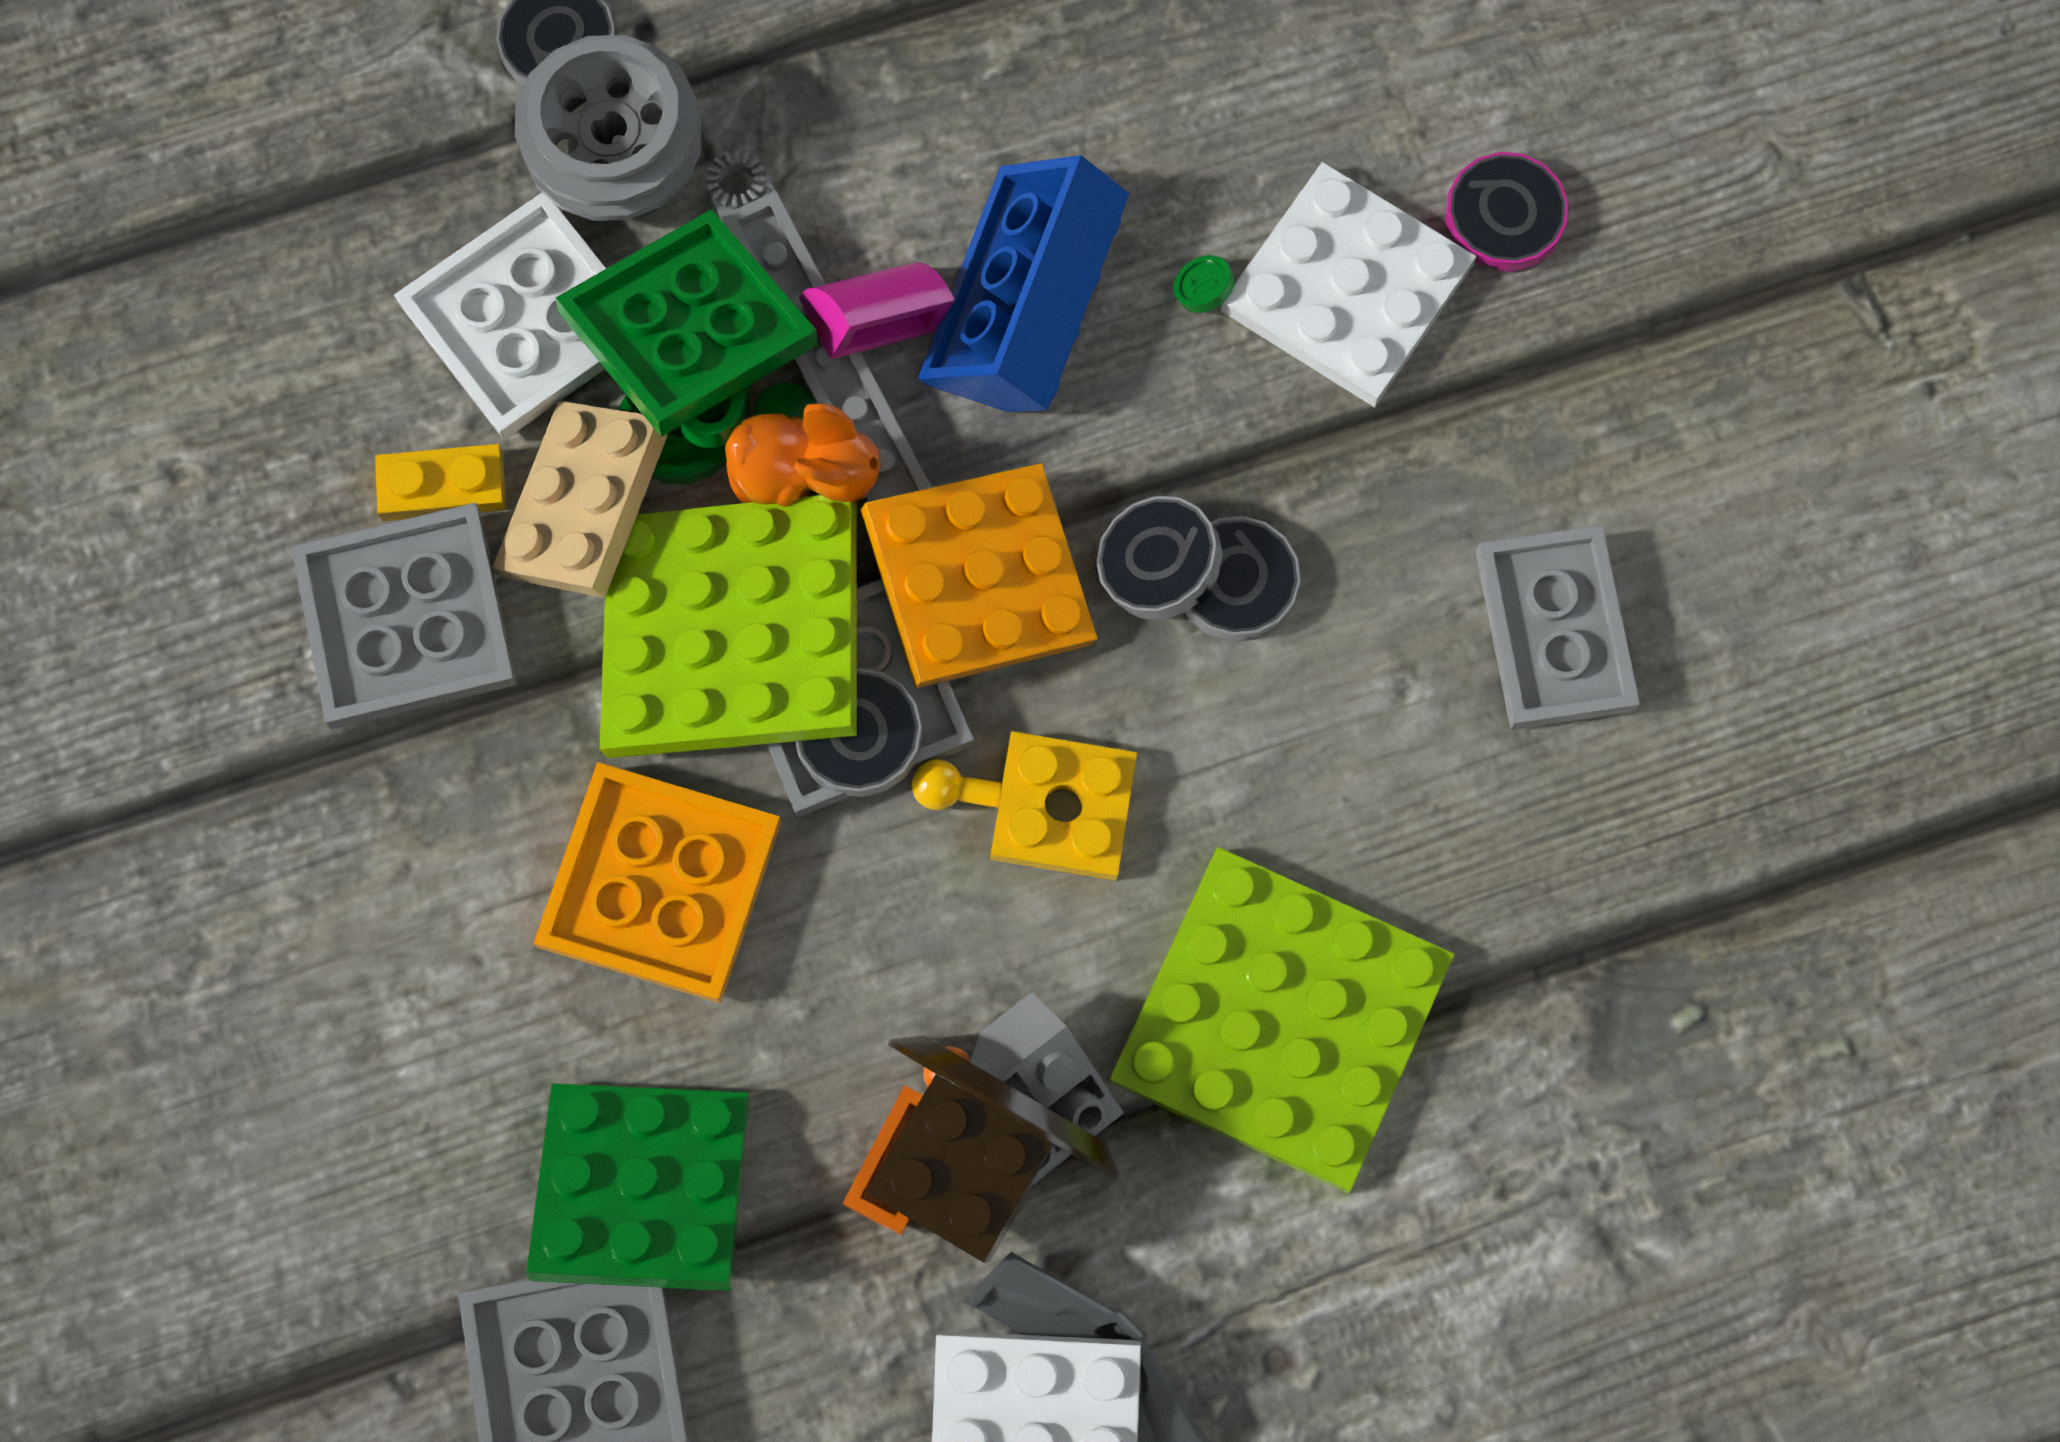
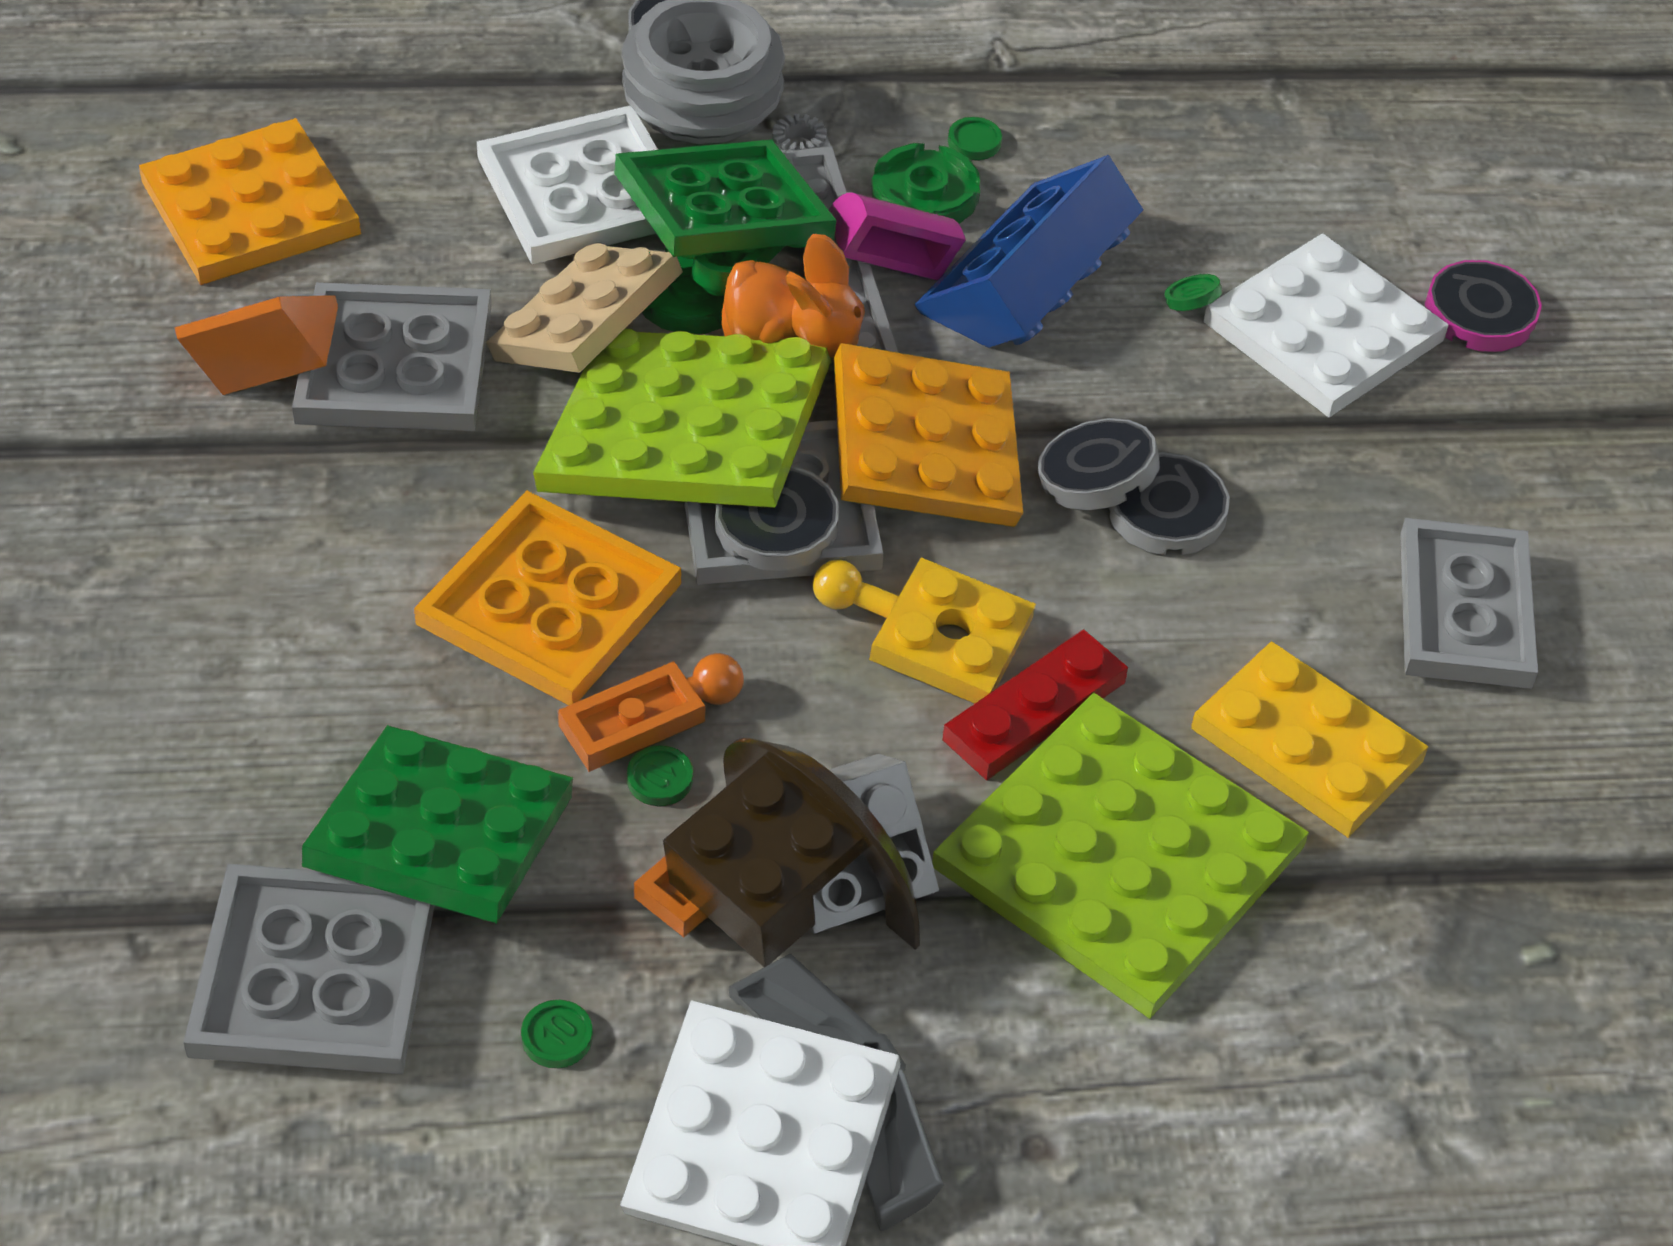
camera: 10 degrees right, 25 degrees down
(175, 435) = (249, 200): none -> light orange plate
(267, 645) = (262, 341): none -> orange slope
(439, 480) = (469, 270): yellow plate -> none
(795, 990) = (647, 709): none -> orange plate
(816, 1370) = (557, 1033): none -> green piece
(826, 1055) = (660, 775): none -> green piece
(887, 205) = (928, 180): none -> green tile
(921, 115) = (975, 138): none -> green piece
(1163, 868) = (1033, 704): none -> red plate
(1432, 833) = (1309, 738): none -> yellow plate

